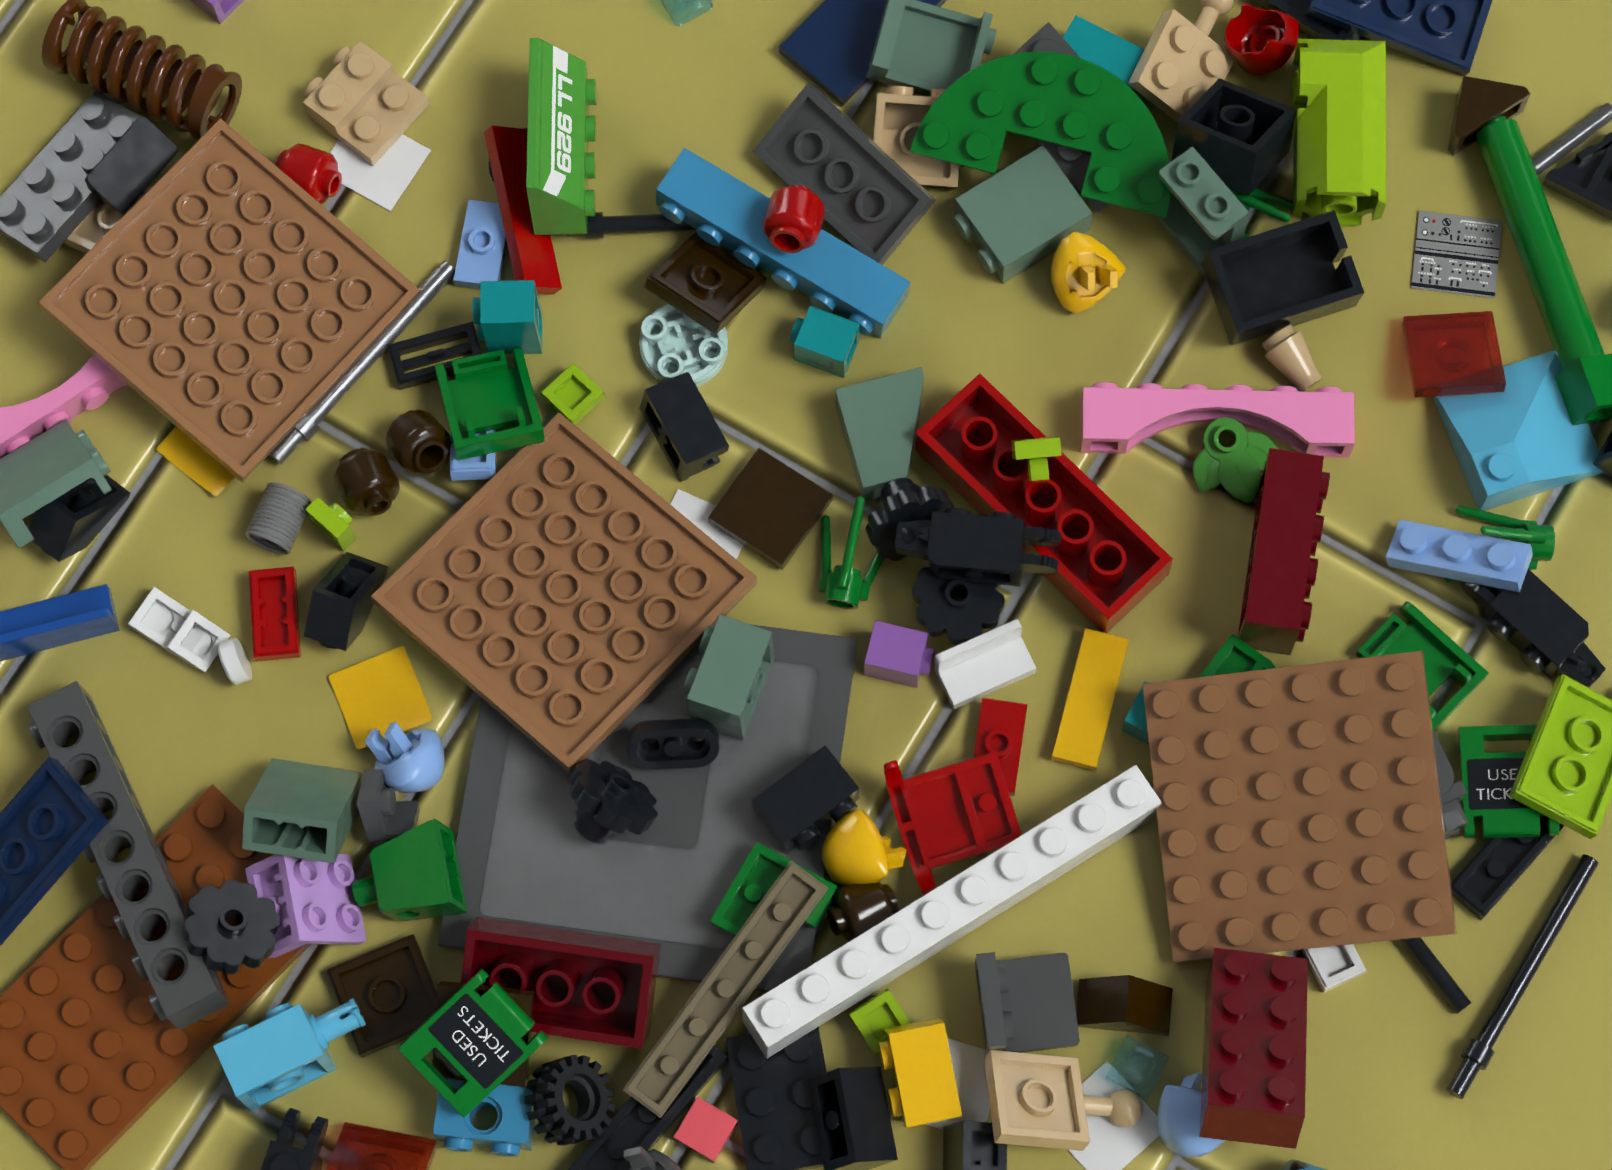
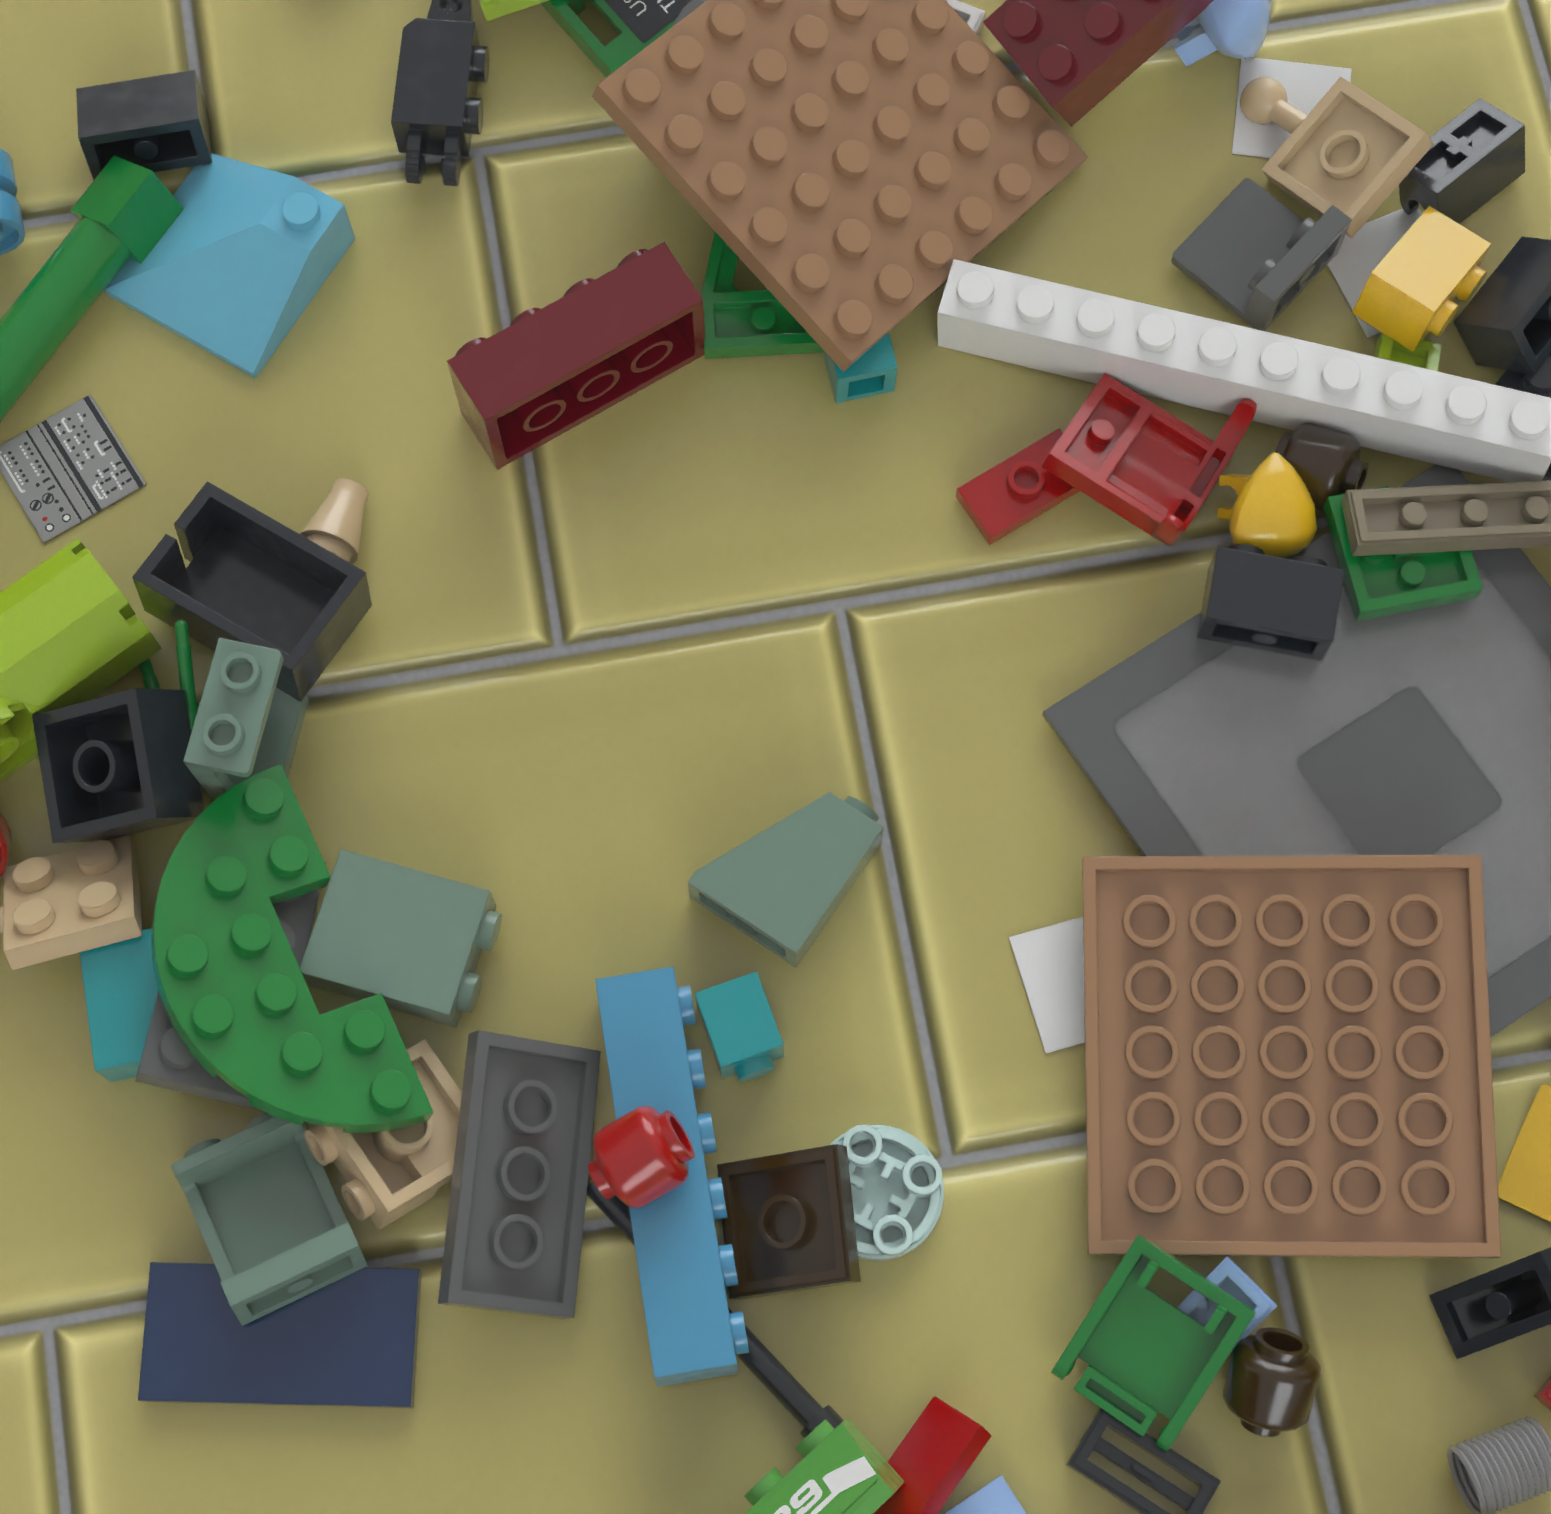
camera: 135 degrees left, 0 degrees up
(332, 522) = (1450, 1399): lime plate -> none
(366, 482) = (1369, 1403): dark brown head -> none
(509, 316) = (1041, 1406): teal brick -> none
(573, 394) = (1051, 1260): lime plate -> none
(609, 801) = (1465, 785): black plant -> none
(674, 744) = (1353, 798): black plate -> none
(683, 426) = (976, 1098): black hinge -> none
(729, 675) = (1228, 773): sand green brick -> none
(770, 508) = (982, 927): dark brown tile -> none
(844, 586) = (994, 772): green plant -> none
(898, 654) = (1025, 653): medium lavender brick -> none
(902, 502) = (871, 755): black plant -> none
(957, 619) = (916, 628): black plant -> none
(977, 546) = (860, 629): black hinge -> none
(984, 664) = (953, 564): white panel -> none
(1036, 453) = (696, 650): lime tile -> none
(1083, 272) = (418, 810): yellow piece -> none
(1090, 699) = (892, 439): yellow tile -> none
(1103, 555) = (730, 636): red brick -> none
(1124, 1005) = (1172, 169): dark brown slope -> none
(1137, 1067) = (1216, 117): clear light blue tile -> none
(1232, 466) = (505, 492): bright green plate -> none
(1308, 422) = (554, 634): bright pink arch -> none
(1440, 653) = (579, 179): green container -> none
(1453, 354) = (196, 373): clear red tile -> none
(1459, 555) = (429, 198): light blue plate -> none
(1524, 531) = (357, 159): green plant -> none

